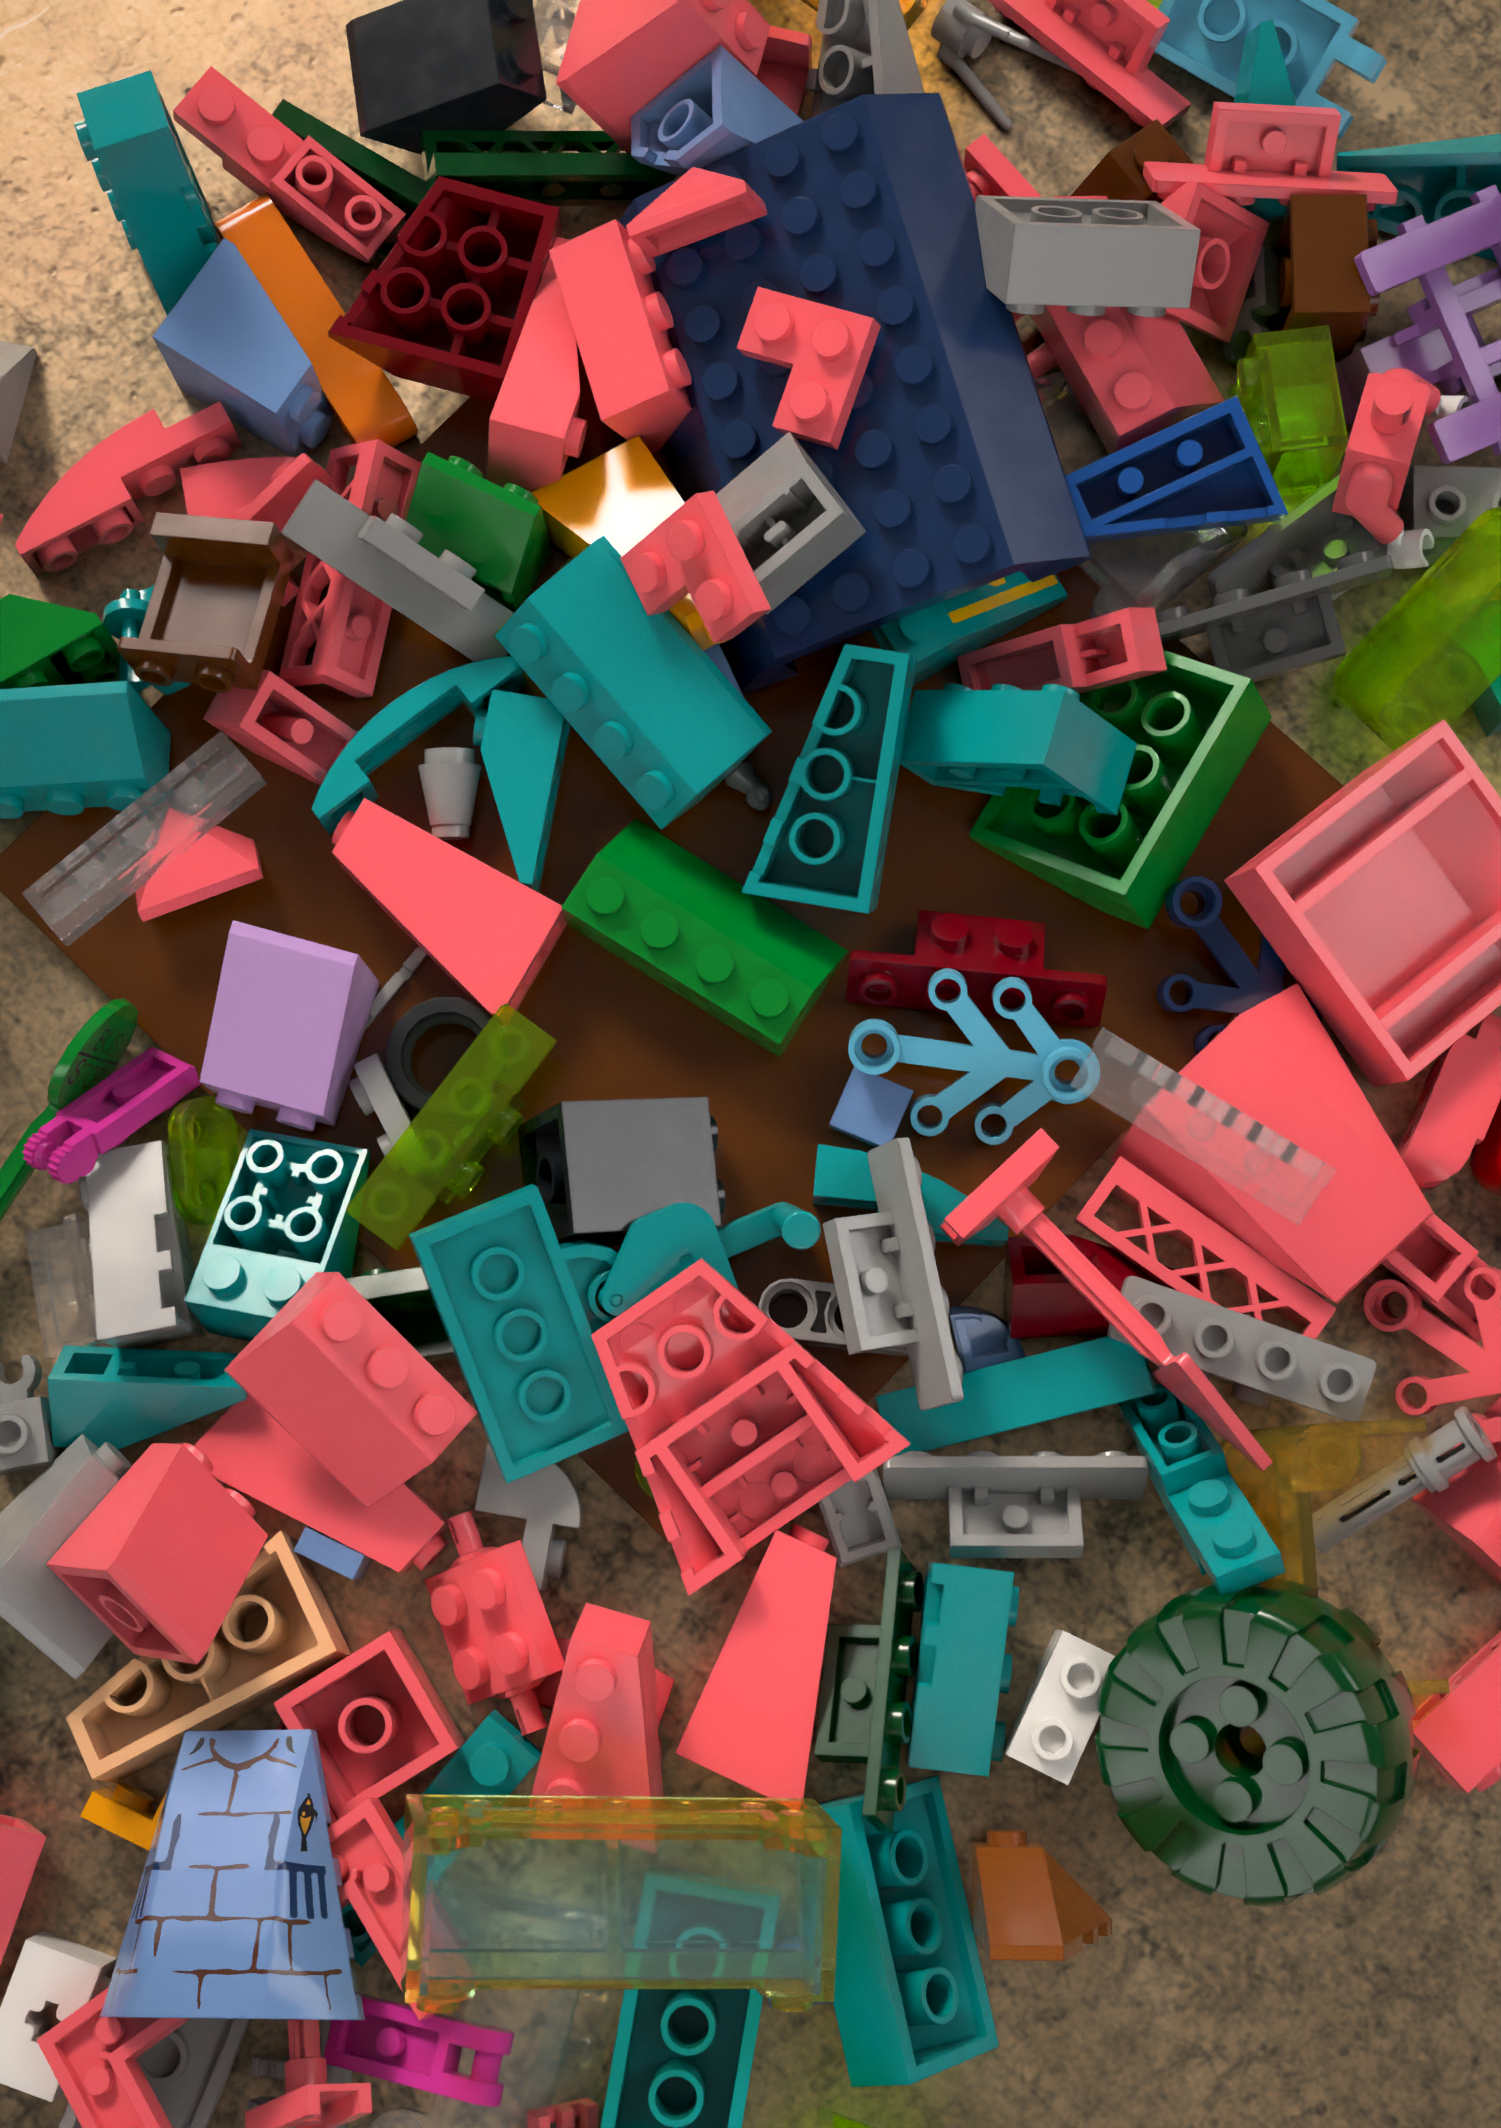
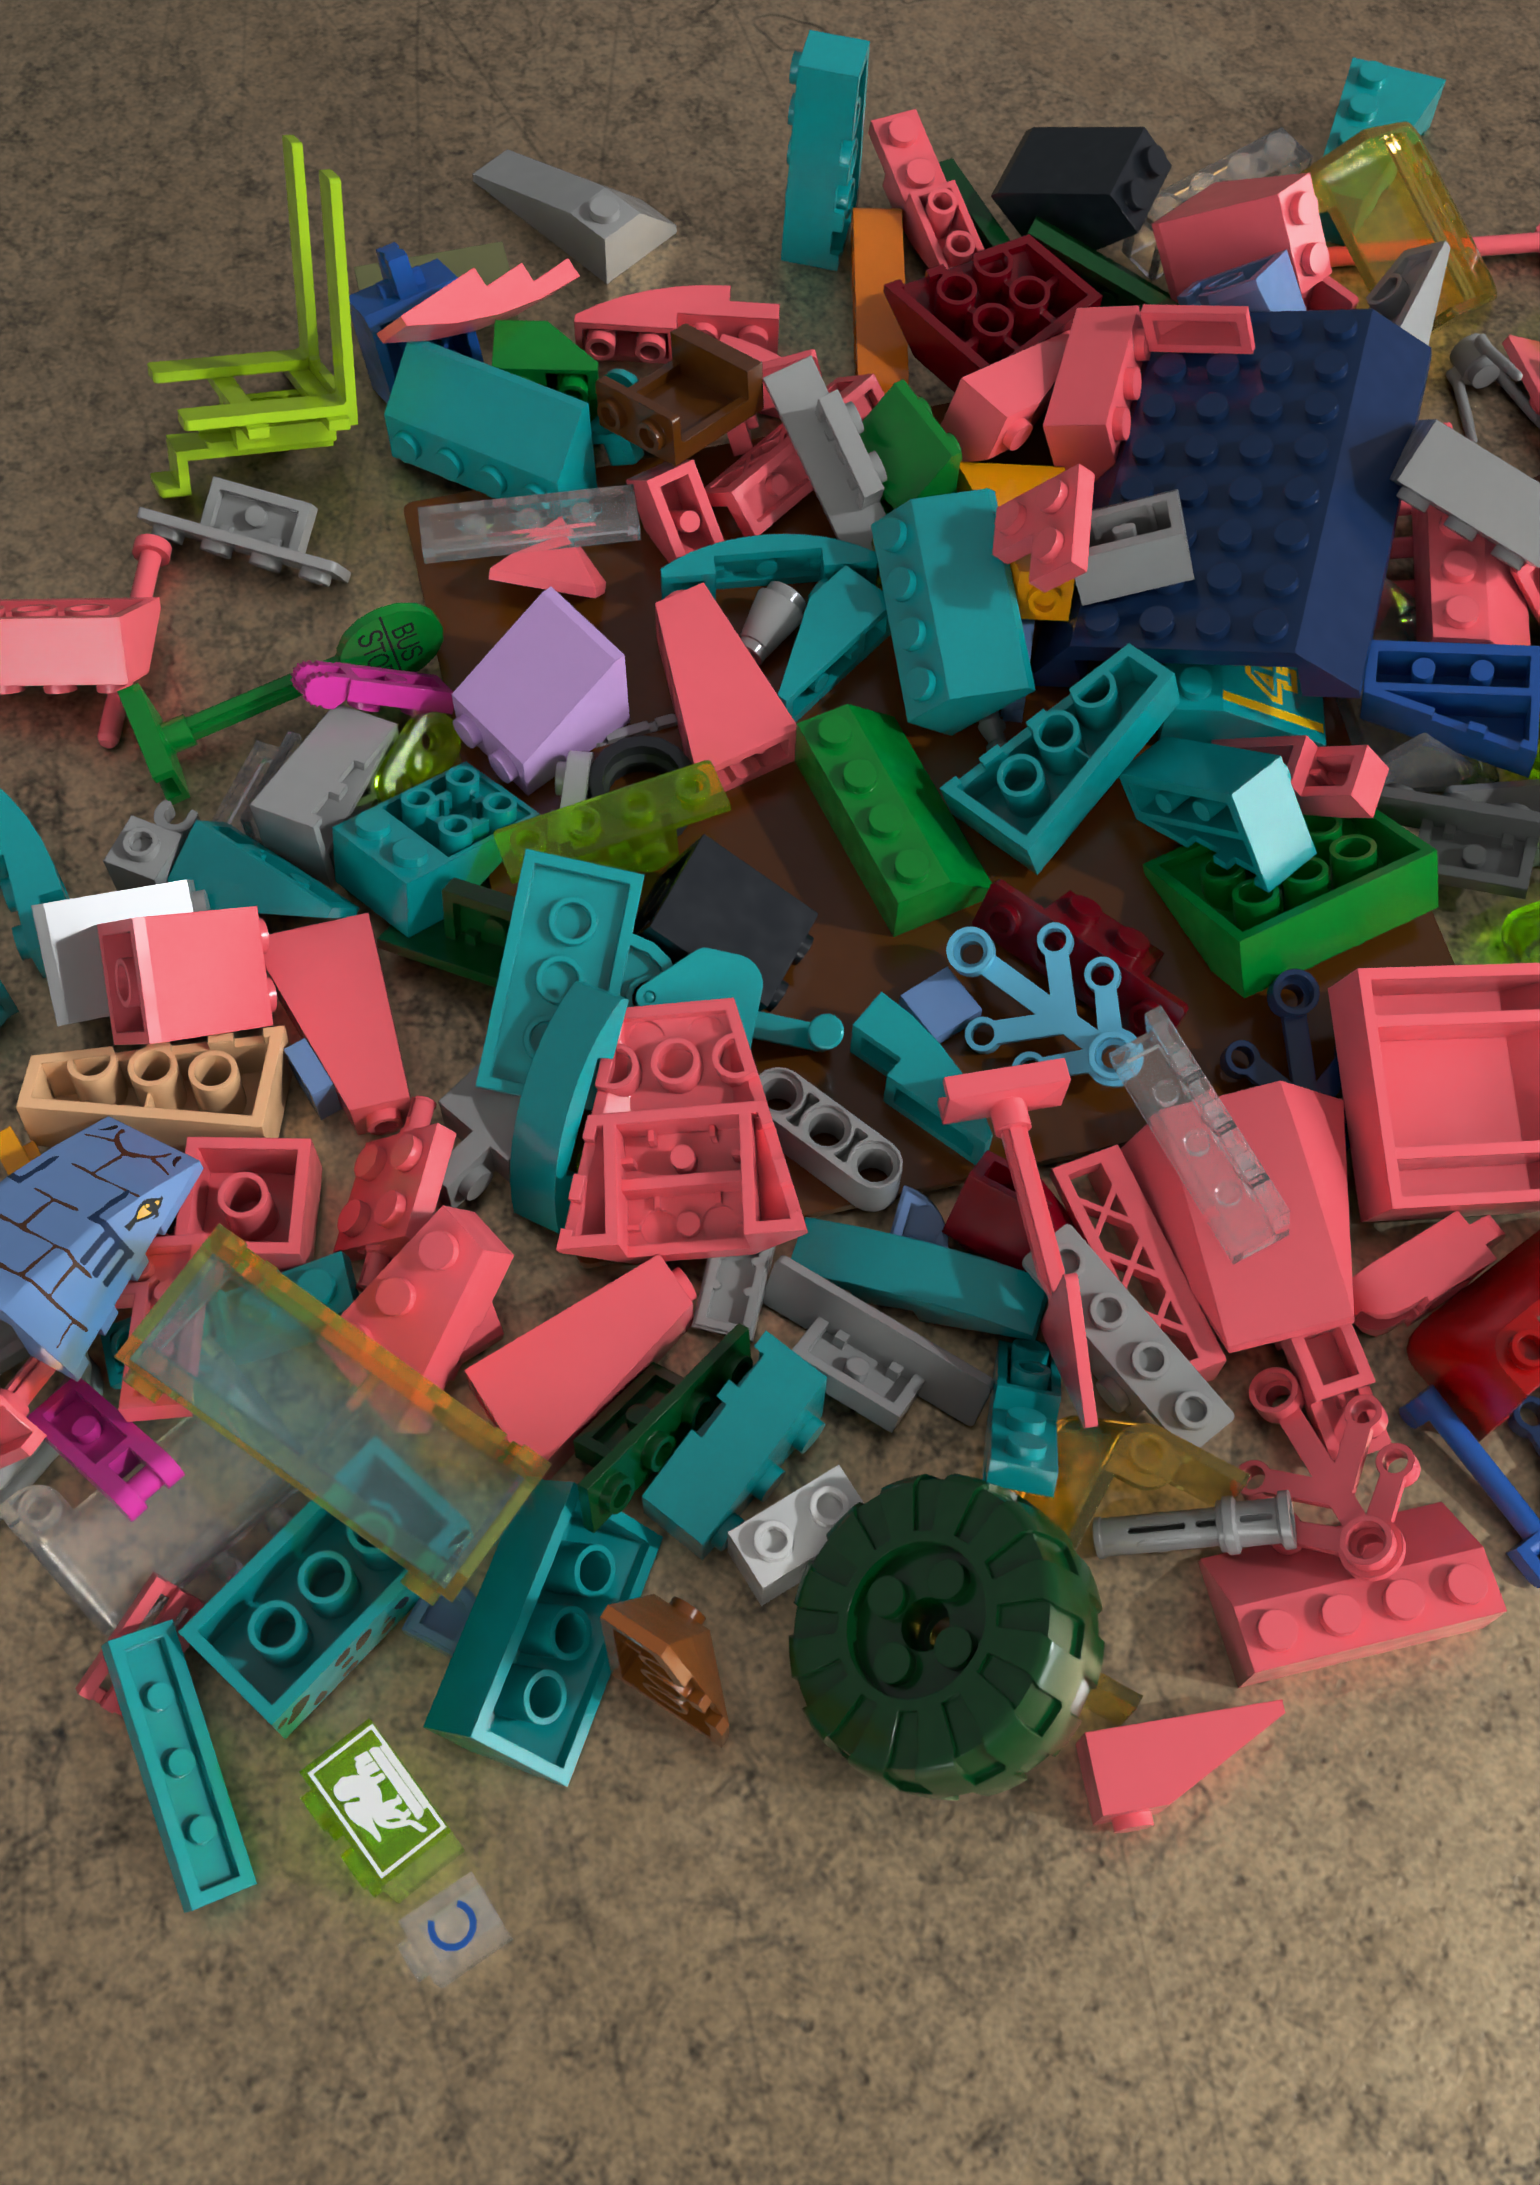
camera: 25 degrees right, 15 degrees down
(236, 349) = (814, 275): medium blue slope -> none
(350, 1389) = (406, 943): coral slope -> none
(591, 1447) = (554, 1101): none -> teal slope
(826, 356) = (1234, 453): coral plate -> none
(891, 1278) = (870, 1107): light grey bracket -> none

